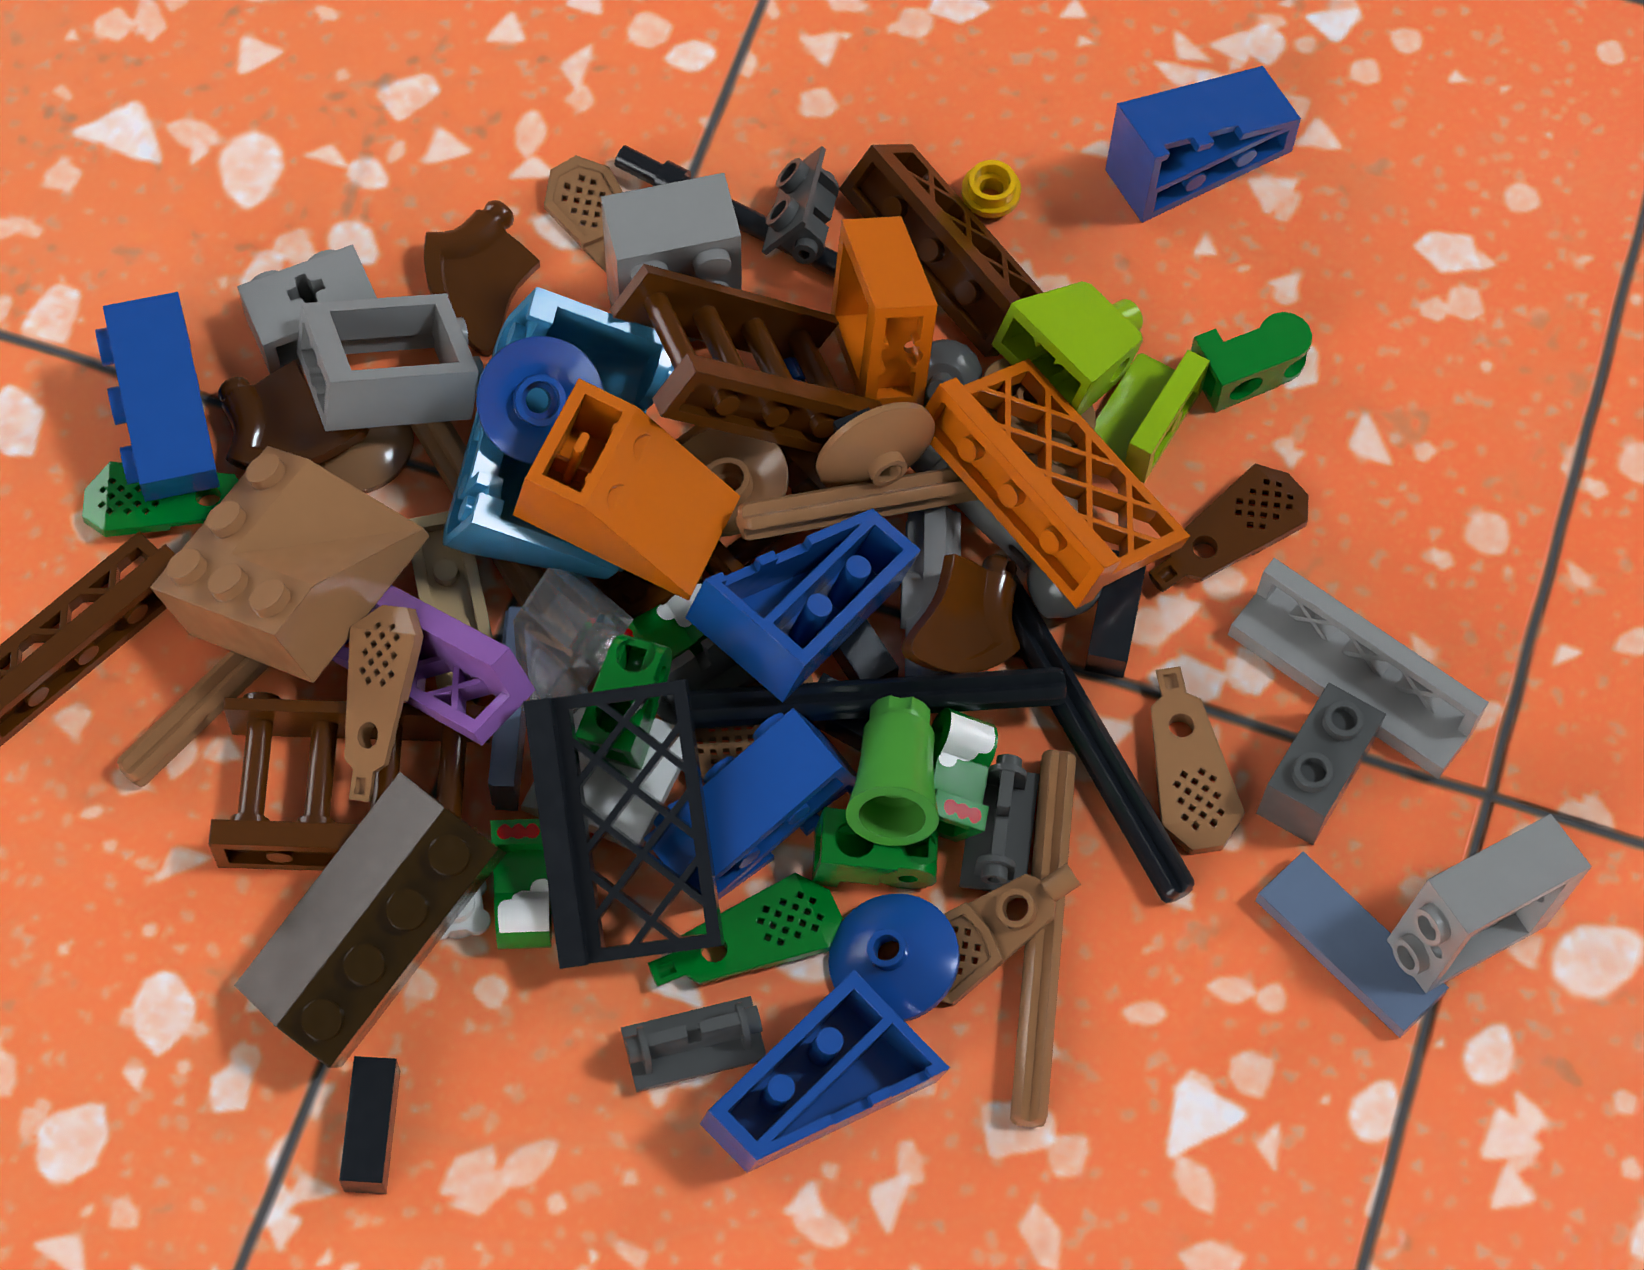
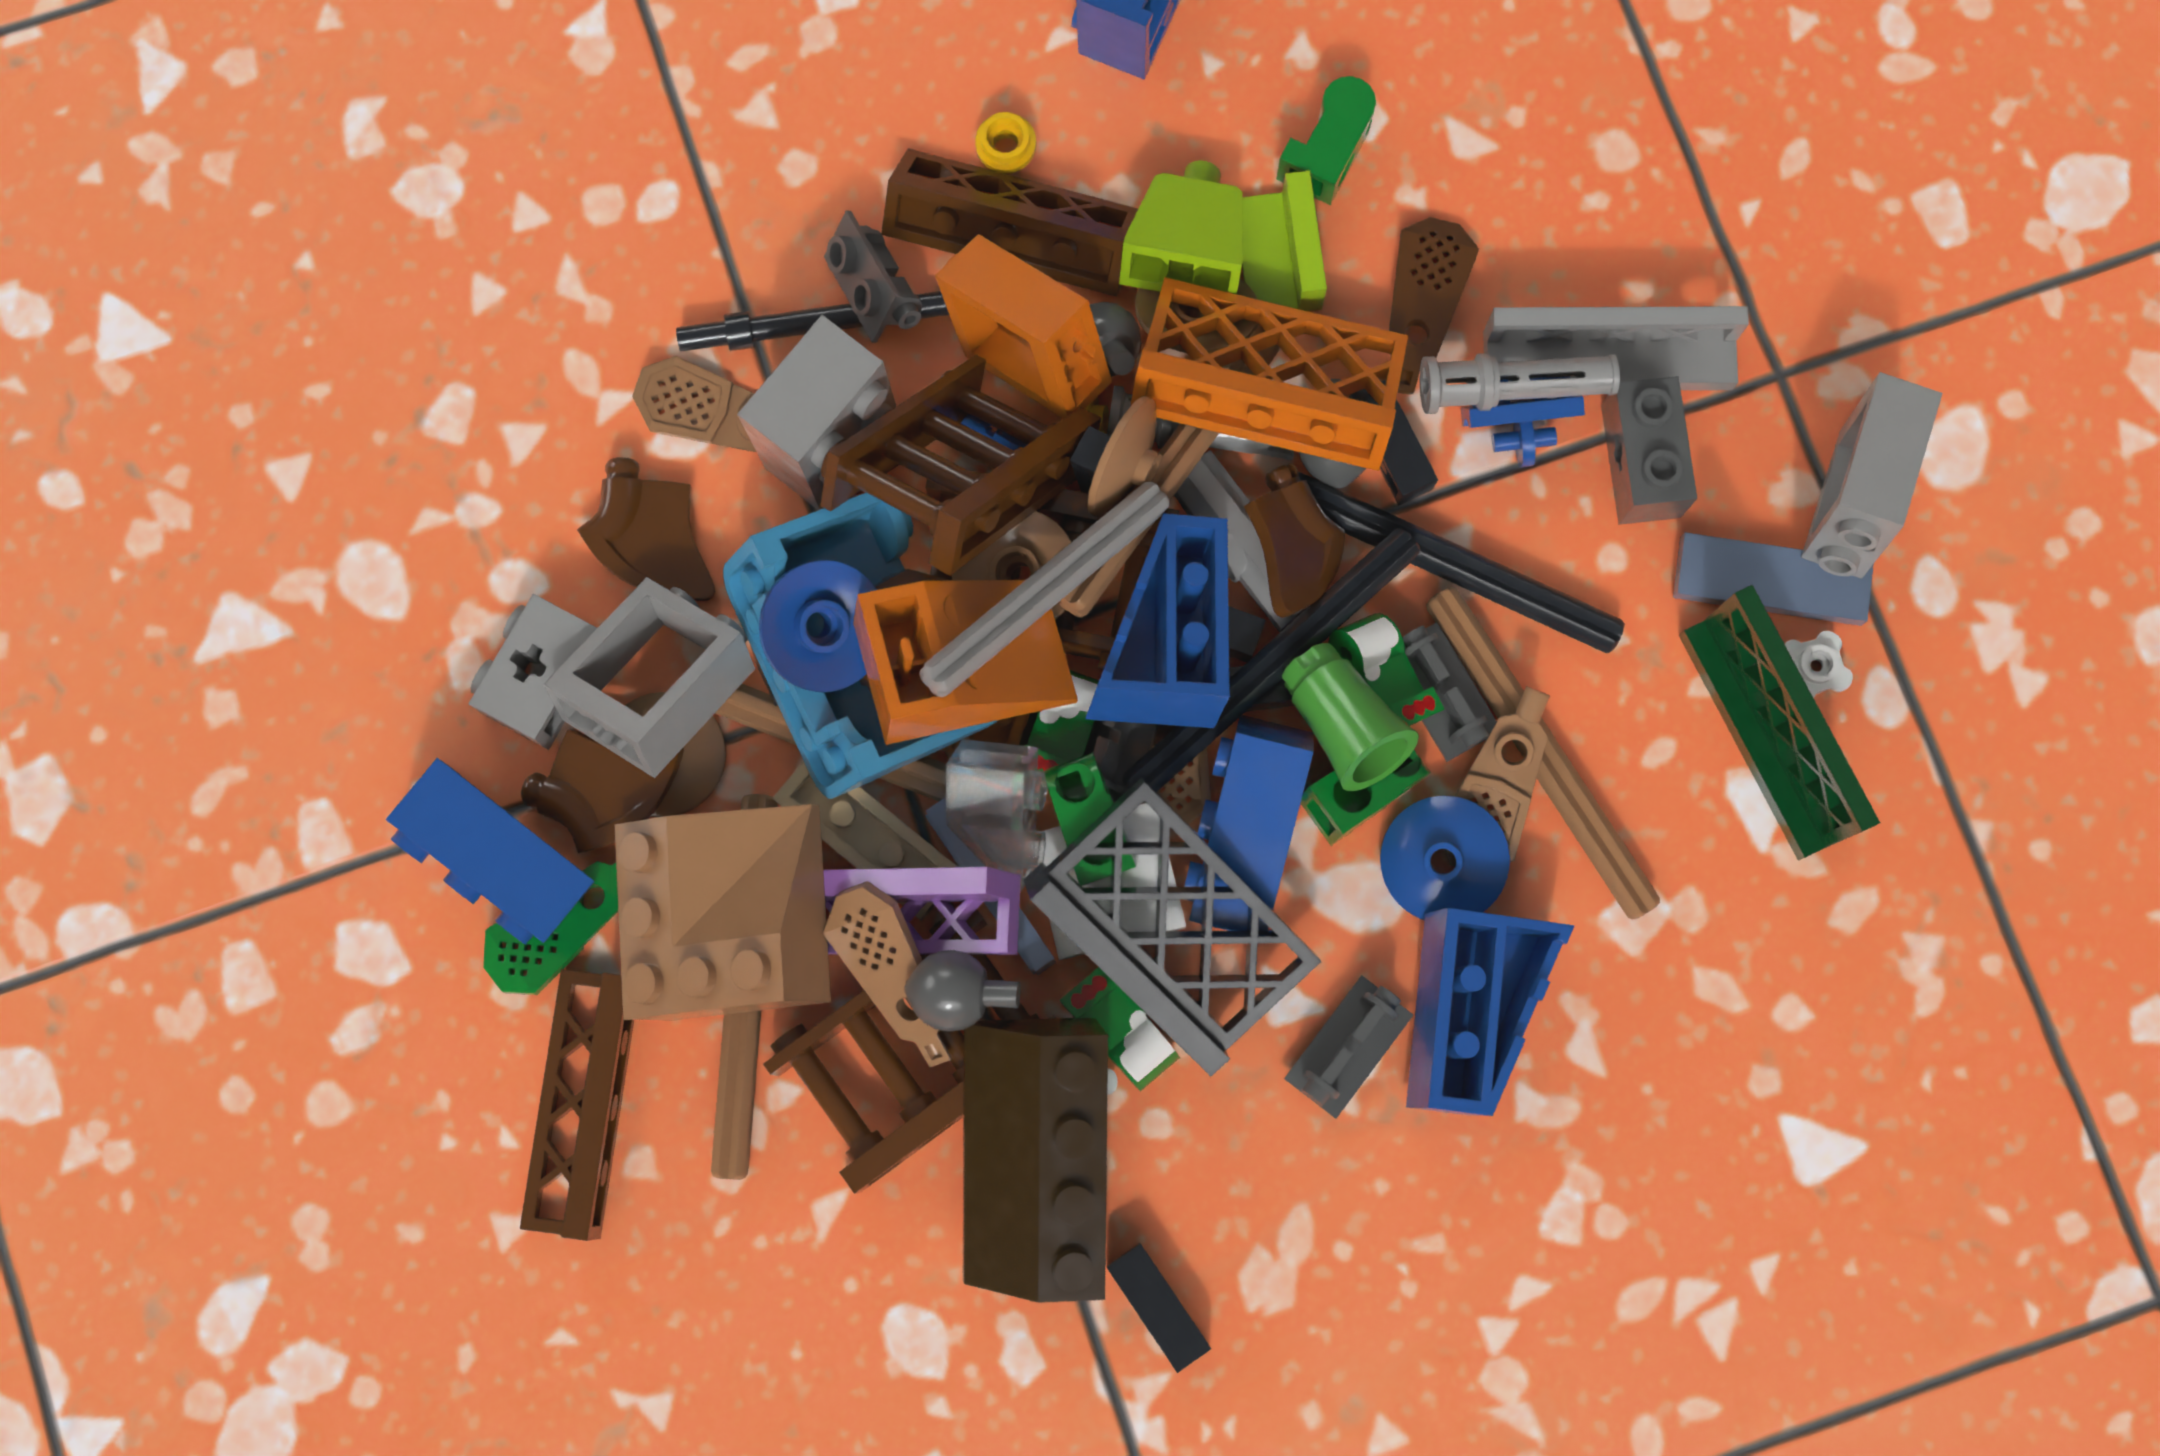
camera: 30 degrees left, 15 degrees up
(412, 735) = (953, 990): none -> dark grey piece
(727, 482) = (1043, 589): none -> light grey axle
(746, 937) = (1321, 931): green piece -> none
(1188, 757) = (1538, 519): medium nougat piece -> none
(1220, 604) = (1484, 374): none -> light grey pin
(1252, 1052) = (1777, 725): none -> dark green fence
(1269, 669) = (1524, 437): none -> blue hips
(1327, 1053) = (1826, 651): none -> white plate

